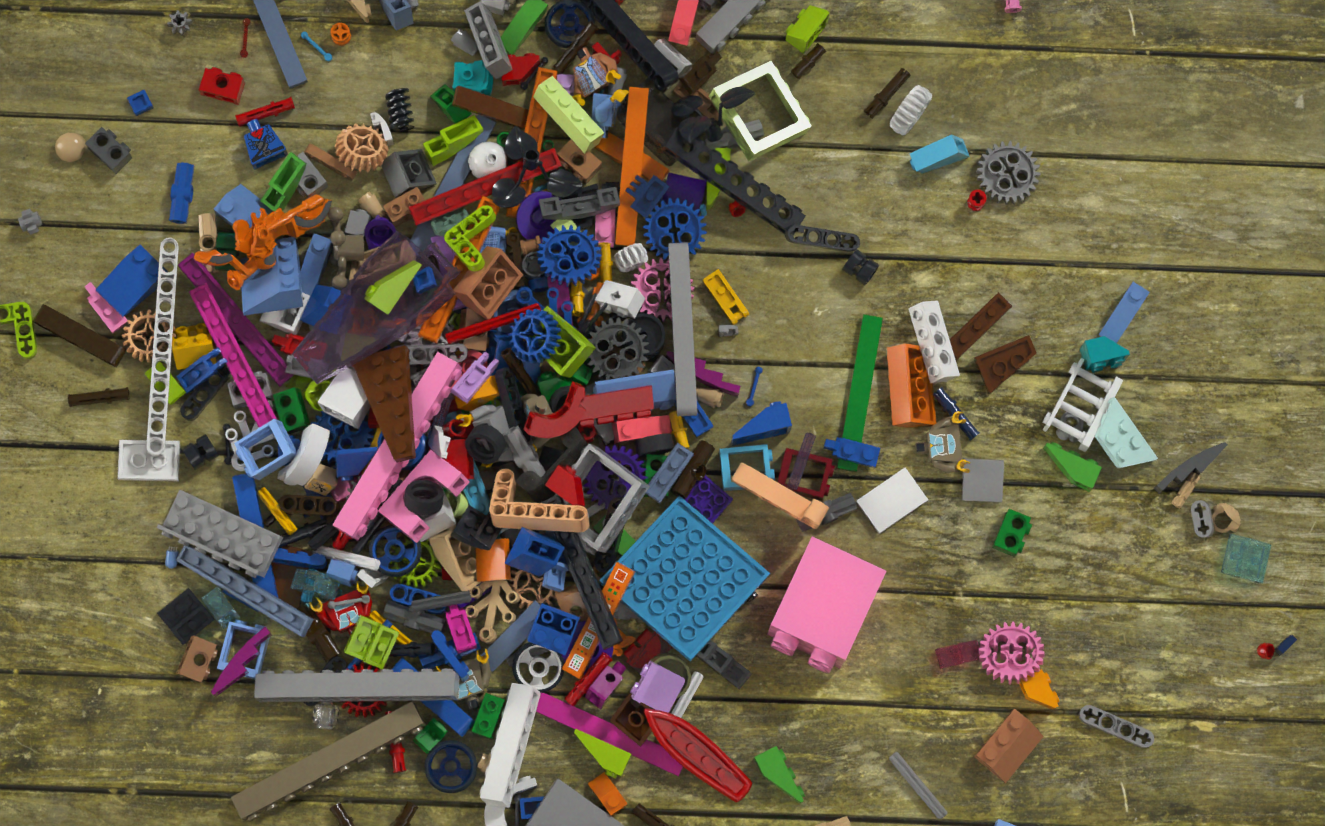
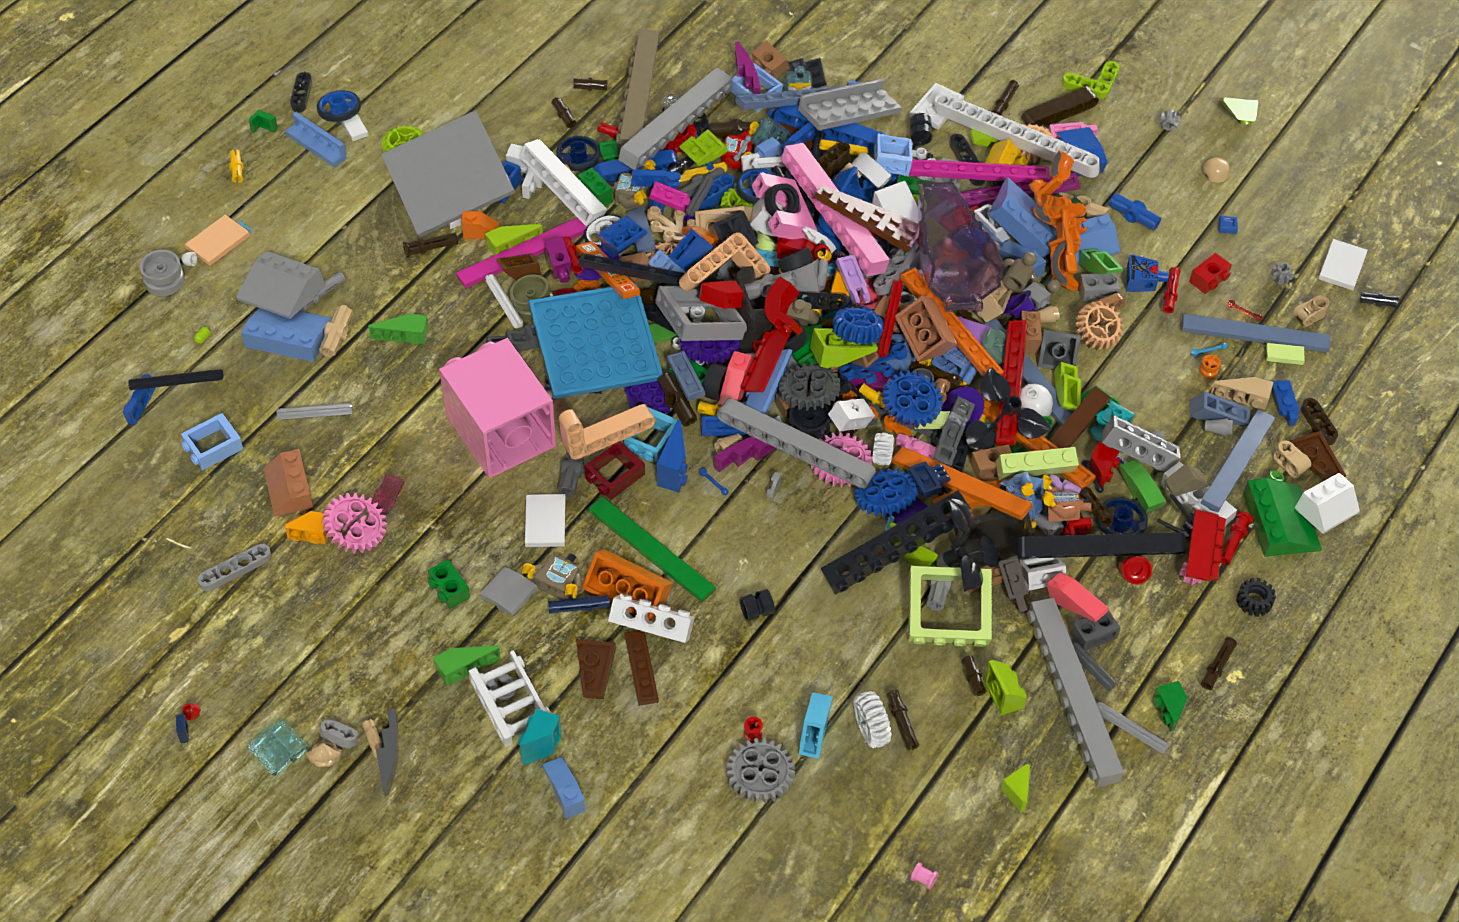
camera: 125 degrees right, 25 degrees down
(106, 152) = (1198, 186): dark grey brick -> none
(200, 371) = (982, 150): blue hinge -> none
(379, 122) = (1108, 353): white slope -> none
(389, 289) = (964, 260): lime slope -> none
(398, 110) = (1118, 368): black piece -> none
(424, 280) = (955, 284): blue tile -> none
(463, 240) = (975, 328): lime beam -> none
(606, 262) = (898, 433): yellow pin -> none
(657, 687) = (528, 273): lavender bracket -> none
(698, 754) = (459, 283): red piece -> none
(725, 296) = (803, 499): yellow plate -> none
(801, 461) = (627, 466): axle -> none
(822, 238) = (799, 587): black beam -> none
(853, 451) = (605, 511): blue hinge -> none
(1121, 438) = (454, 706): light aqua wing -> none

